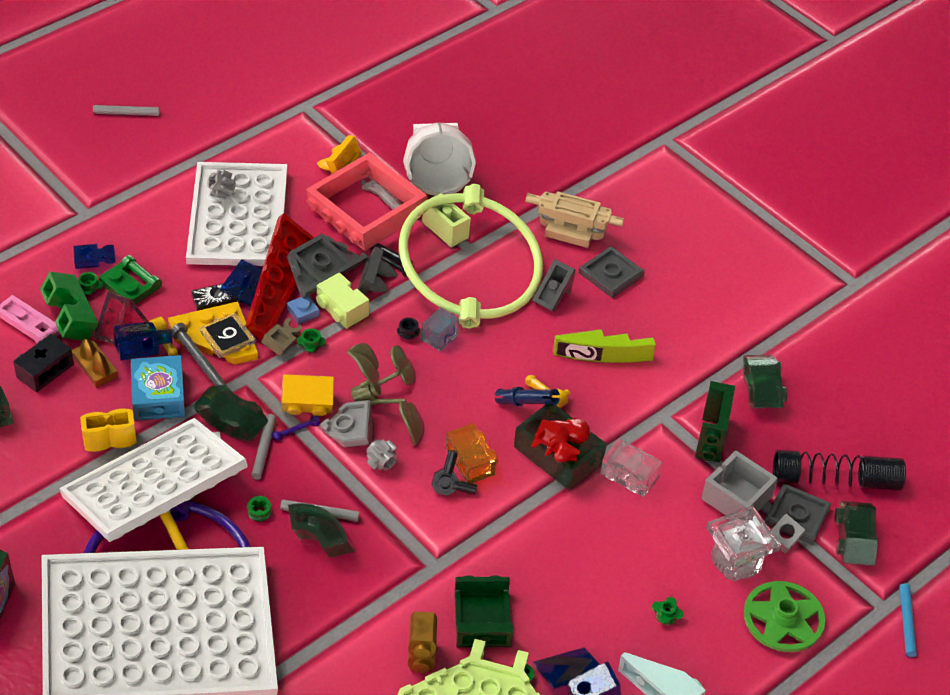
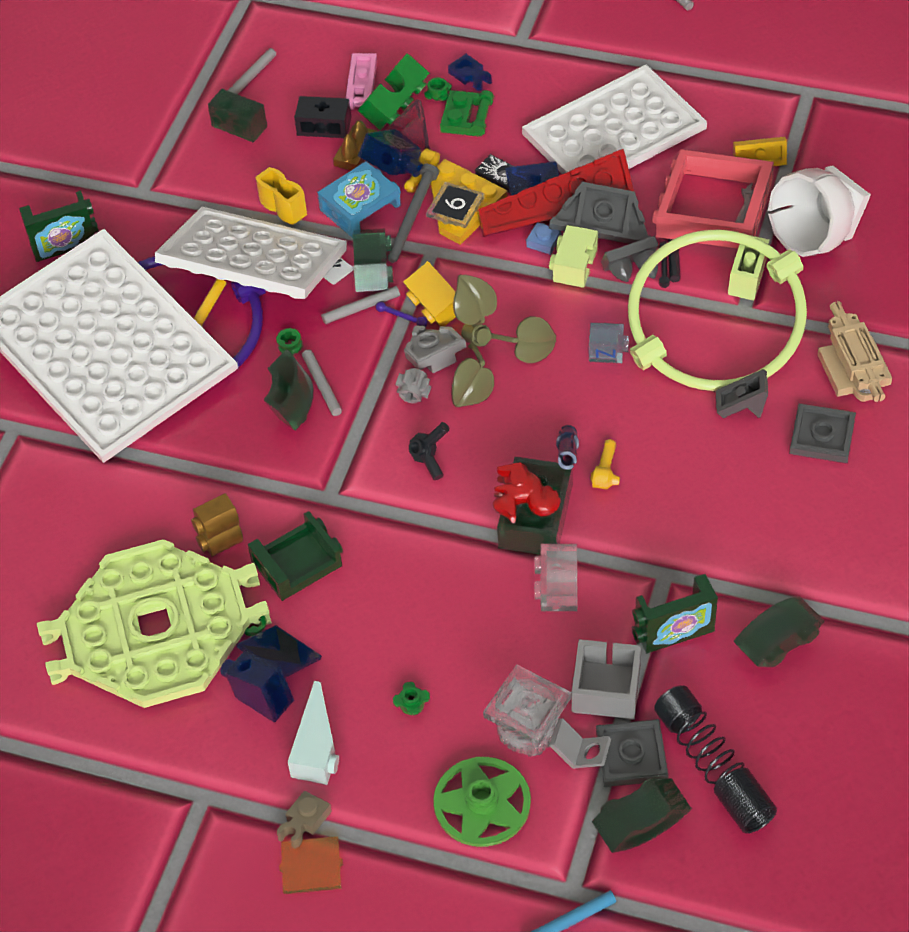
camera: 65 degrees right, 5 degrees up
(221, 184) = (623, 91): light grey gear -> none
(281, 338) = (490, 243): dark tan plate -> none
(311, 340) = (510, 264): green plate -> none
(408, 328) = (585, 319): black plate -> none
(474, 456) = (472, 448): clear yellow brick -> none
(600, 348) = (699, 473): lime slope -> none

